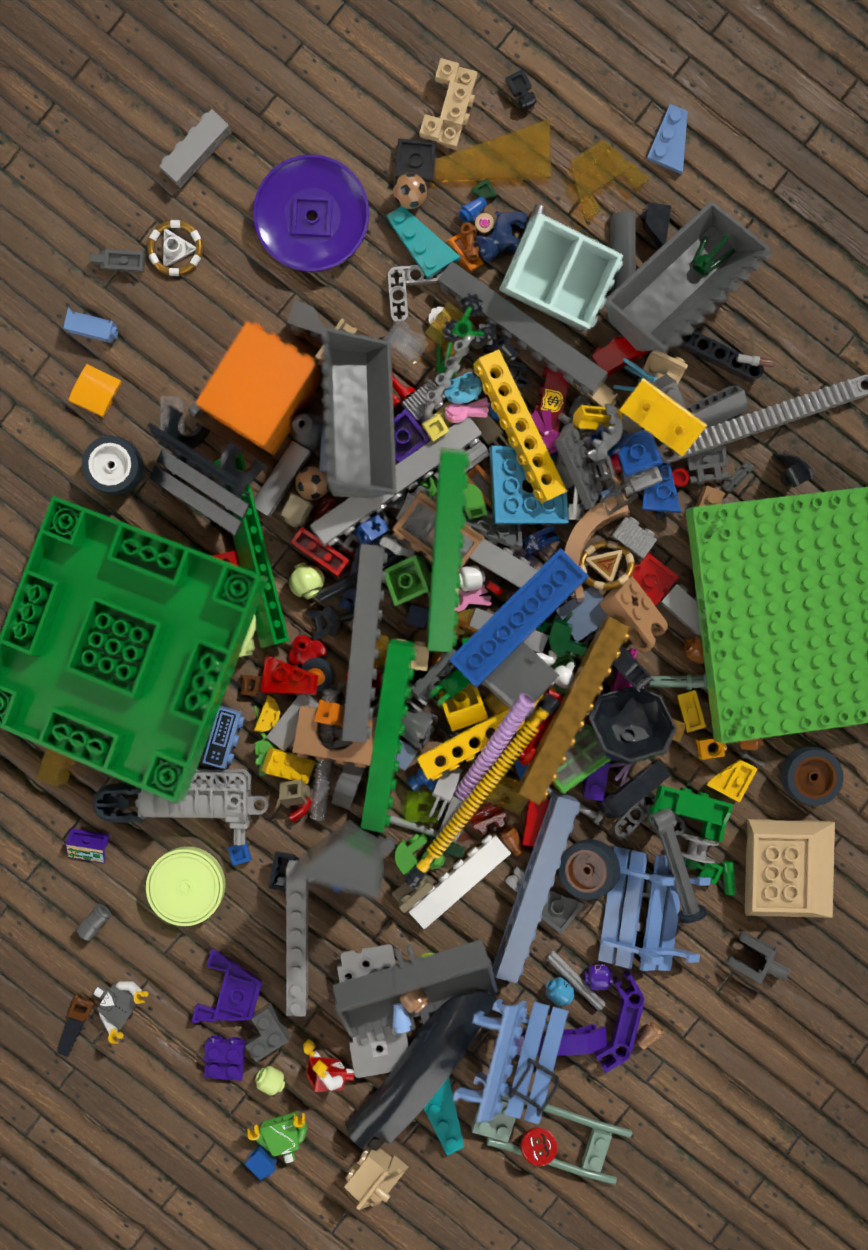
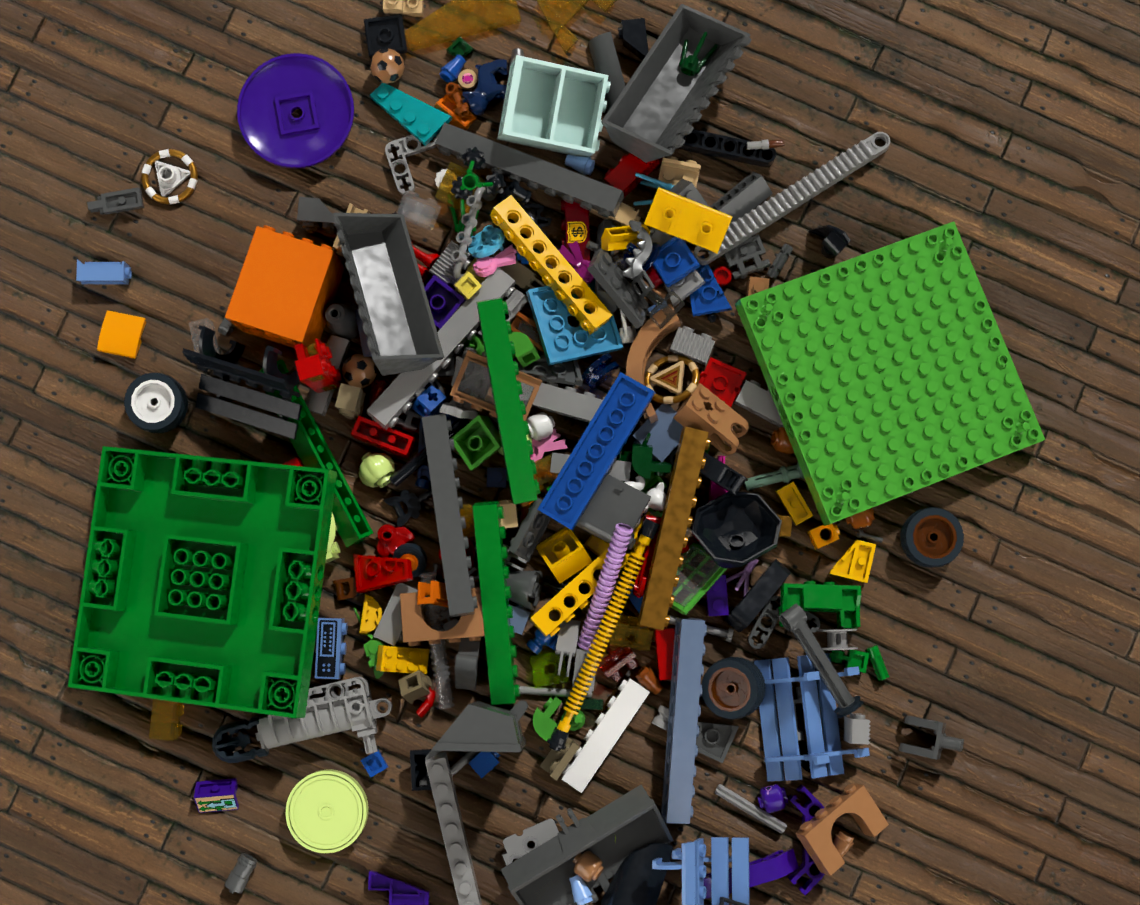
camera: 15 degrees left, 5 degrees down
(195, 148) = (167, 77): light grey brick -> none
(271, 471) = (315, 367): none -> red piece
(451, 686) = (547, 538): green hinge -> none
(495, 588) = (566, 430): red tile -> none
(559, 991) = (736, 823): dark azure head -> none
(572, 334) = (580, 163): none -> light blue cone
(632, 1021) = (816, 833): none -> medium nougat arch
(694, 936) = (856, 729): none -> light grey brick
(789, 868) = (936, 638): tan piece -> none

